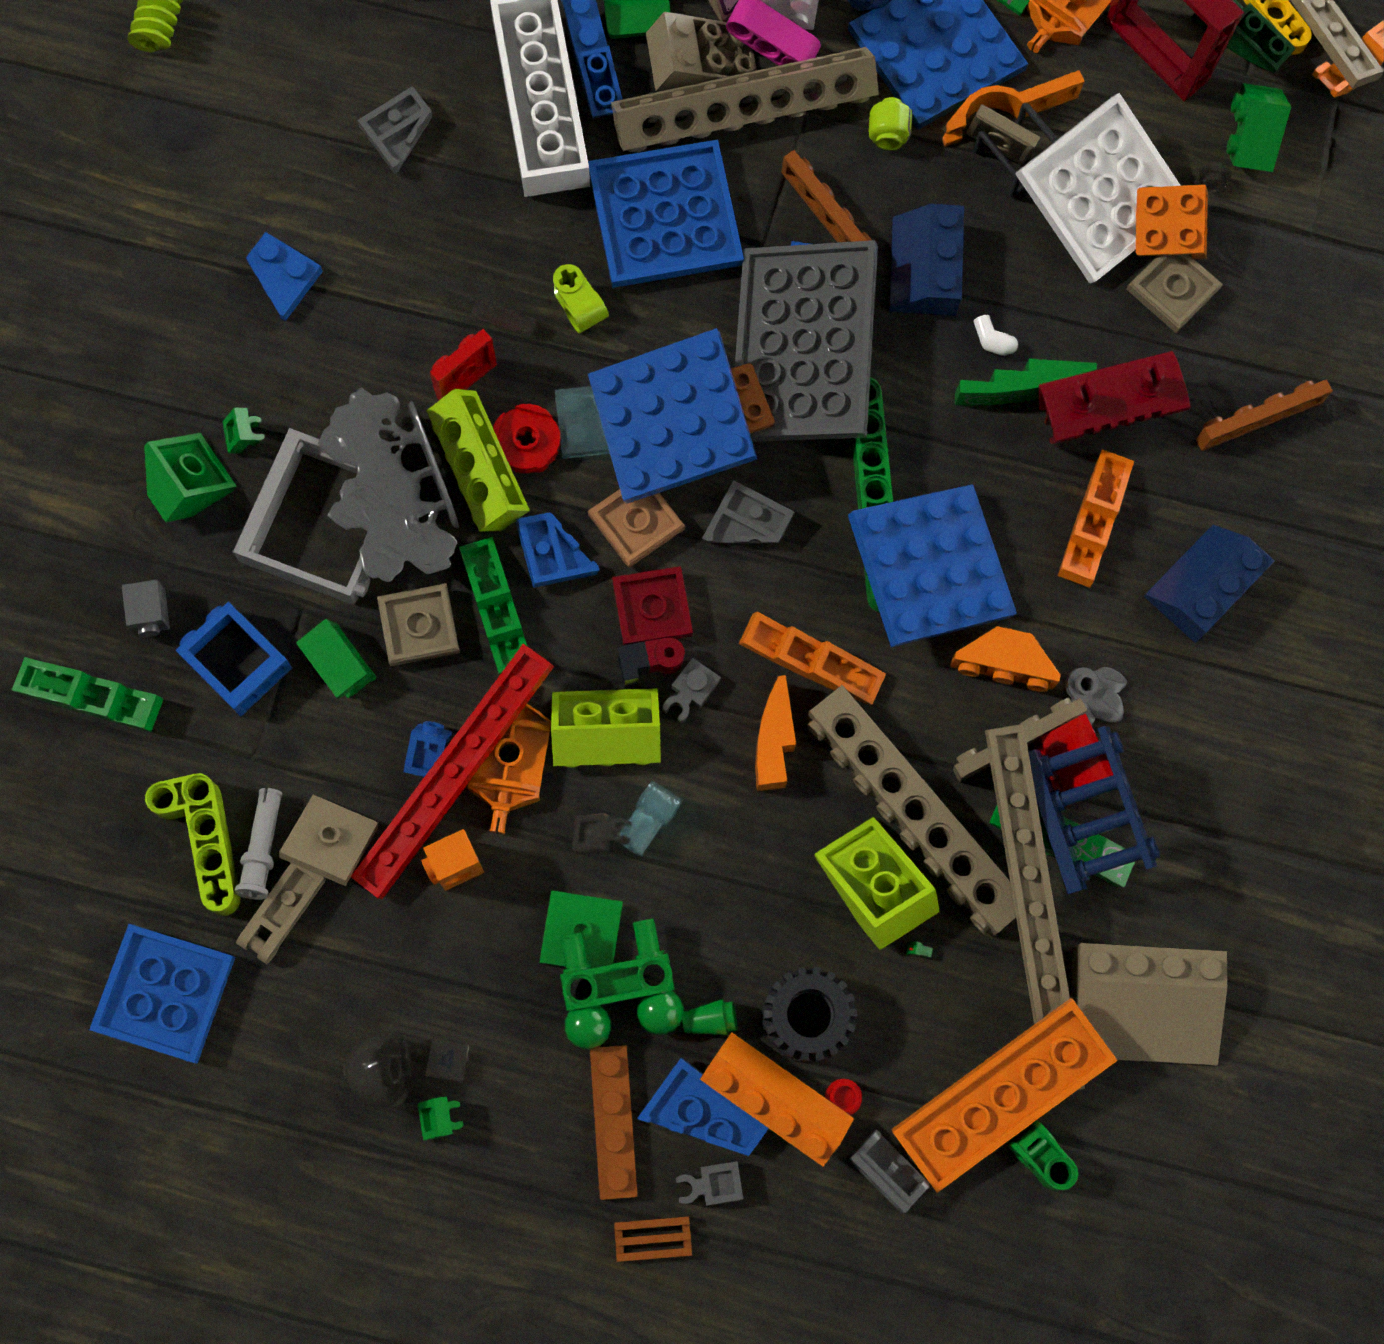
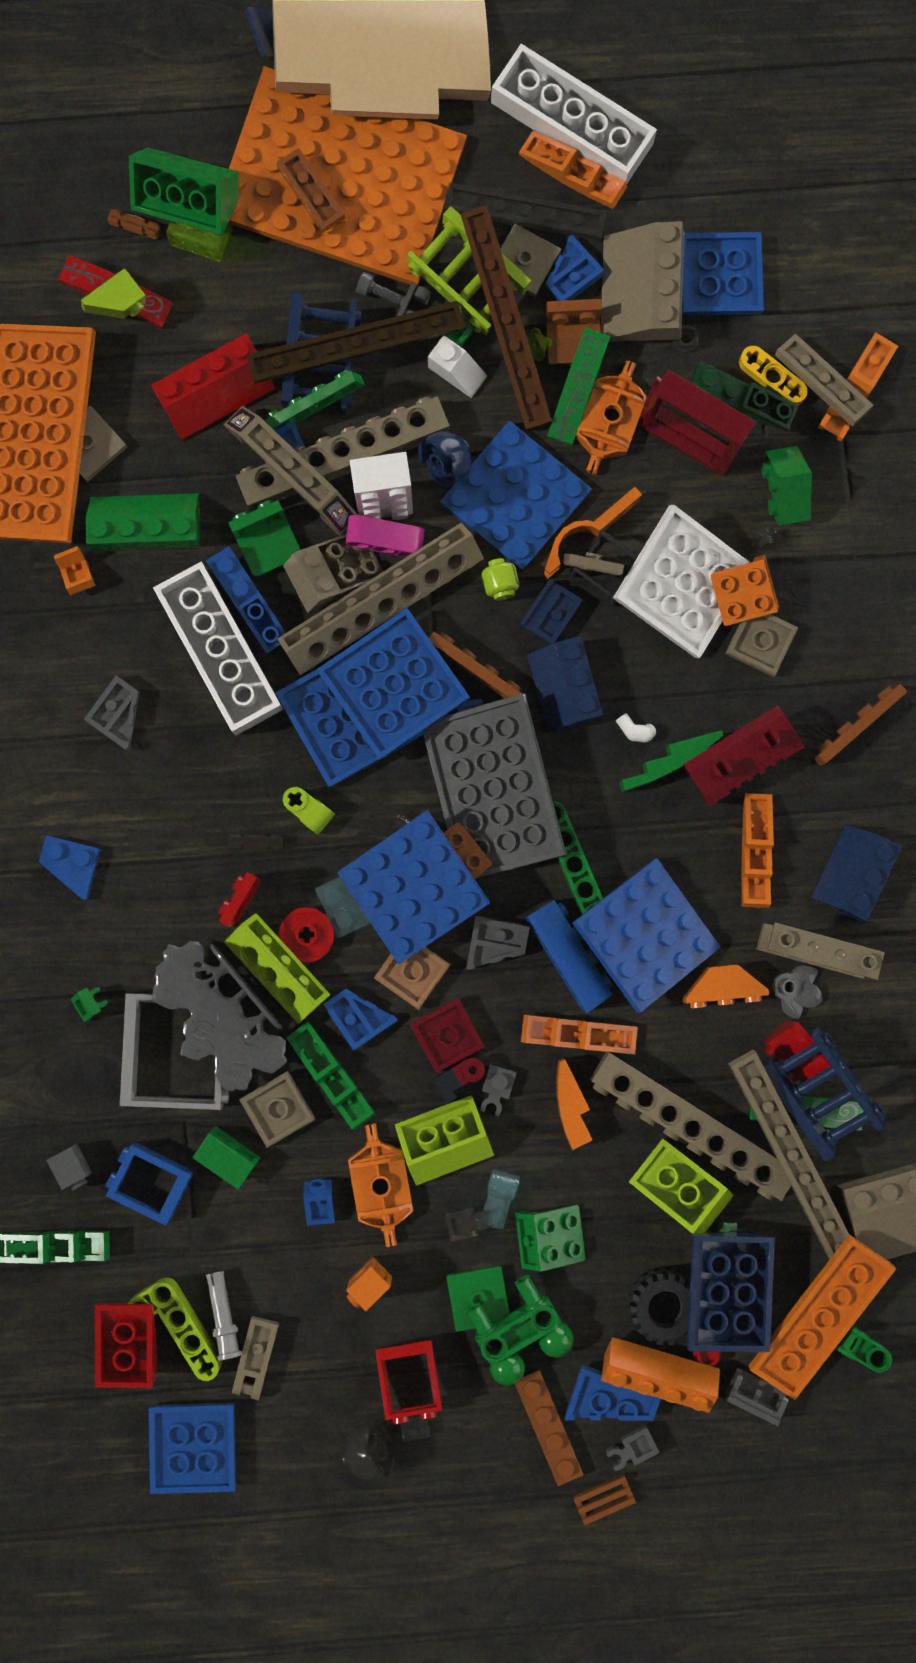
camera: 20 degrees left, 10 degrees up
(131, 830) = (125, 1346): none -> red slope
(184, 476) = (59, 1054): green slope -> none
(328, 840) = (271, 1295): dark tan plate -> none
(436, 1118) = (421, 1470): green tile -> none
(452, 772) = (344, 1216): red plate -> none
(464, 962) = (425, 1410): none -> red window
(695, 886) = (550, 1238): none -> green bracket
(712, 1019) = (594, 1330): green cone -> none
(727, 191) = (393, 684): none -> blue plate
(830, 560) = (569, 956): none -> blue slope
(898, 1020) = (731, 1292): none -> dark blue slope
(937, 177) = (551, 612): none -> dark blue plate
(1063, 712) = (760, 1038): dark tan plate -> none
(1137, 647) = (820, 951): none -> dark tan fence

